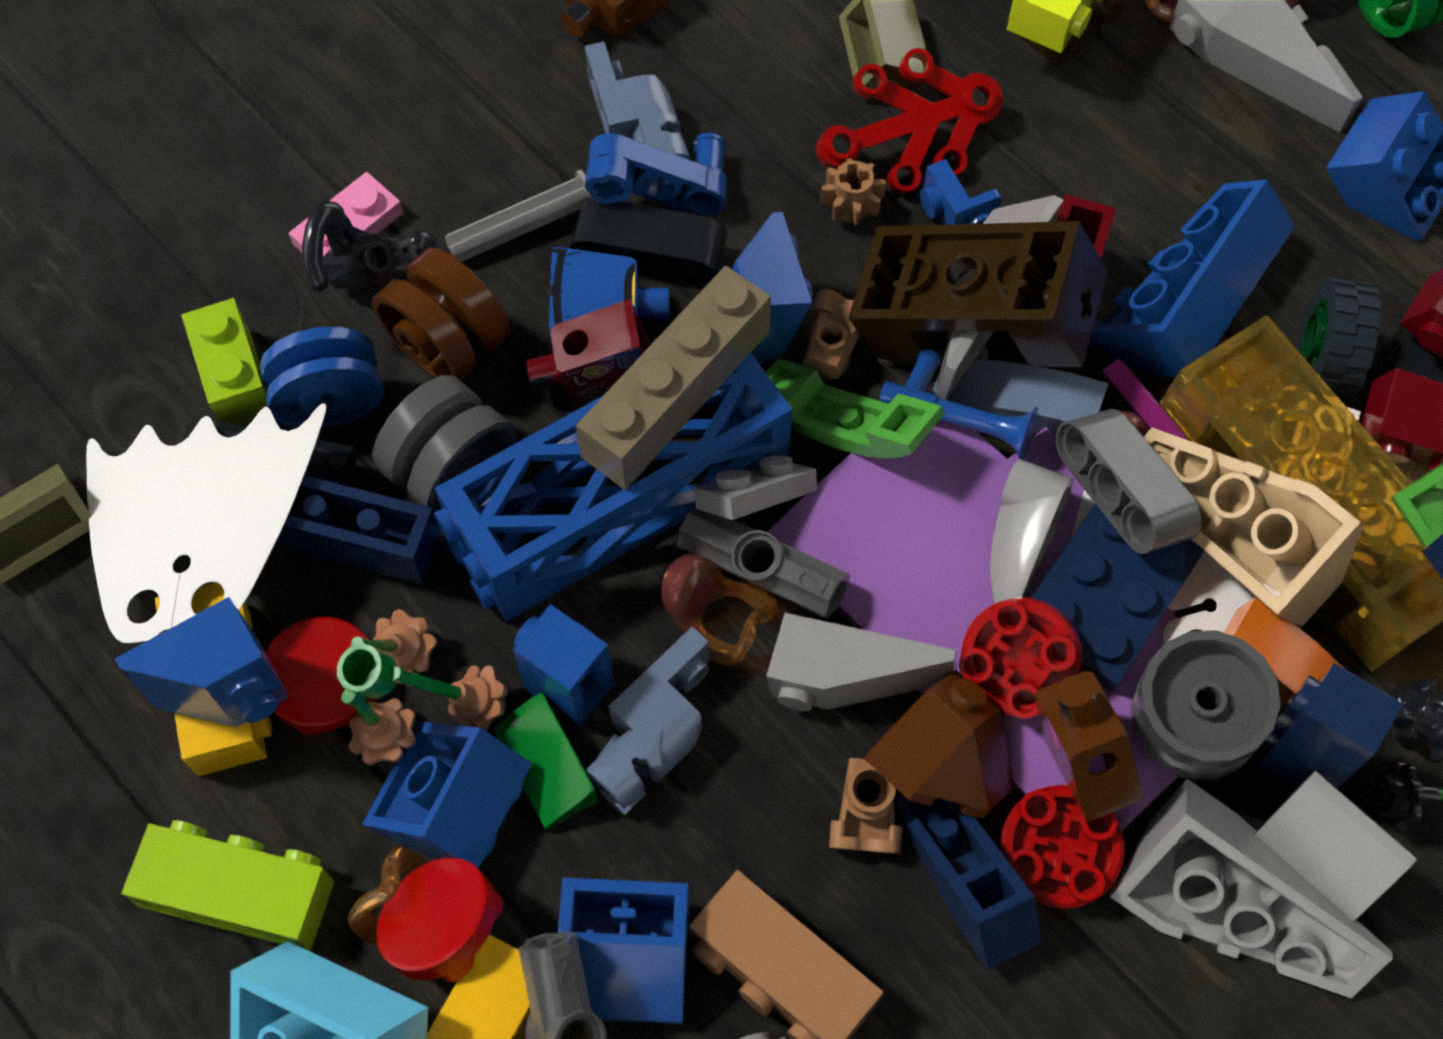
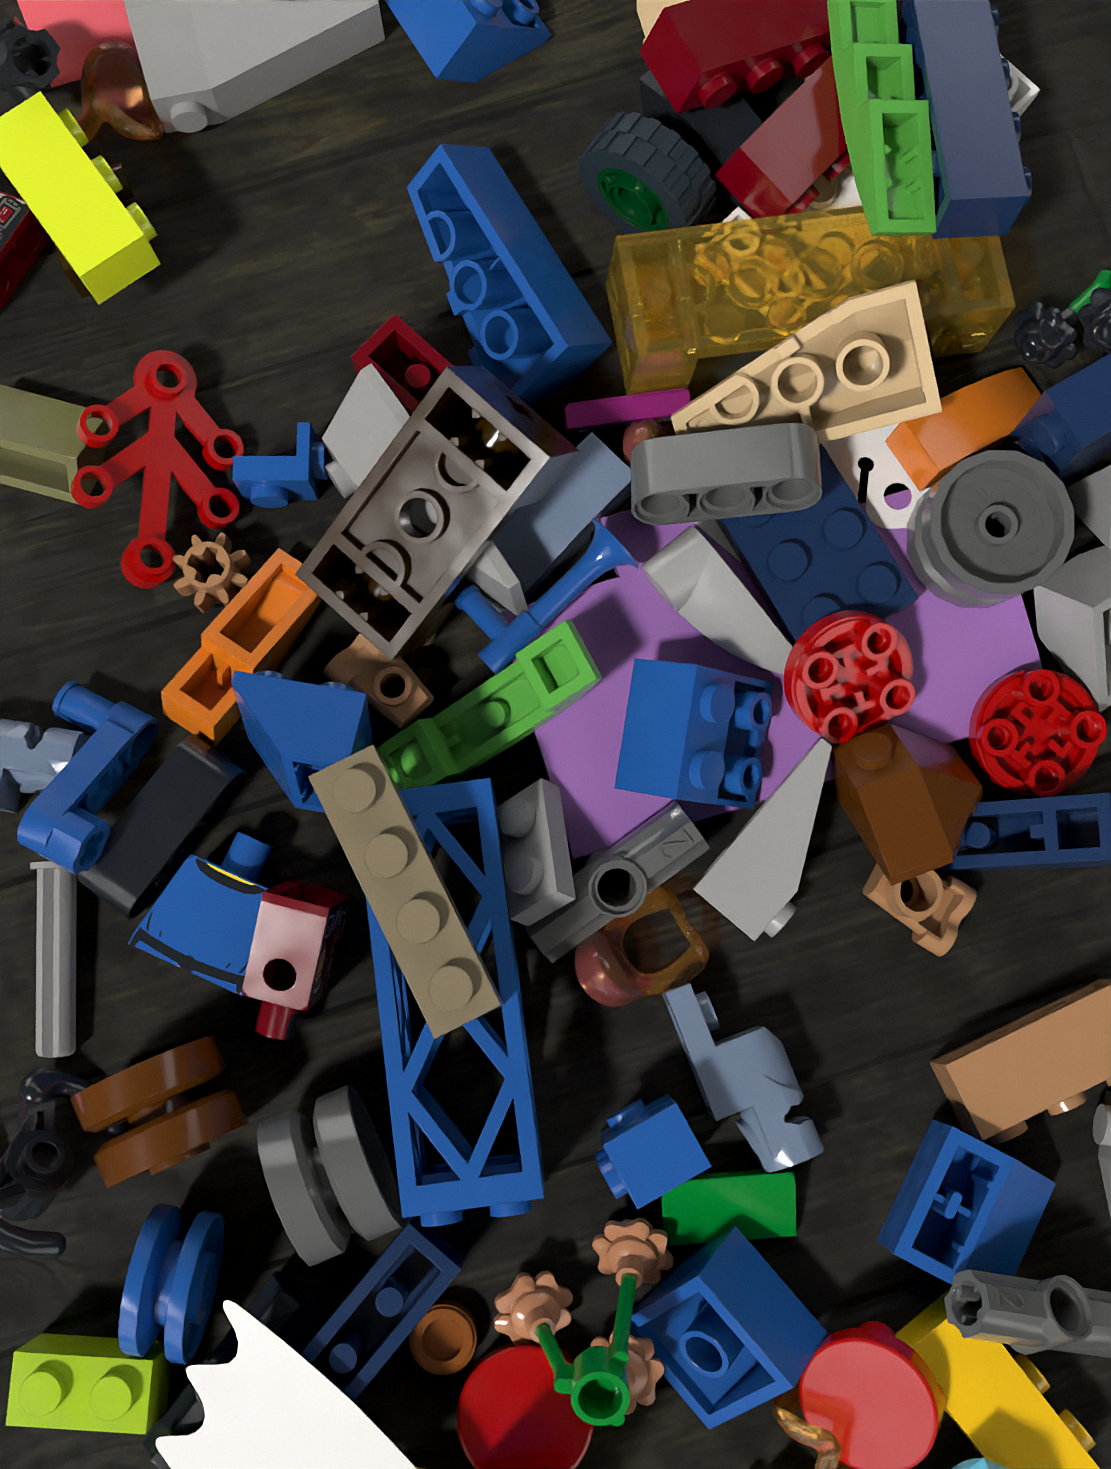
camera: 65 degrees left, 15 degrees up
(355, 595) = (444, 1338): none -> dark orange tile
(826, 235) = (245, 637): none -> orange slope
(910, 562) = (694, 734): none -> blue slope
(1079, 726) = (982, 661): reddish brown torso -> none

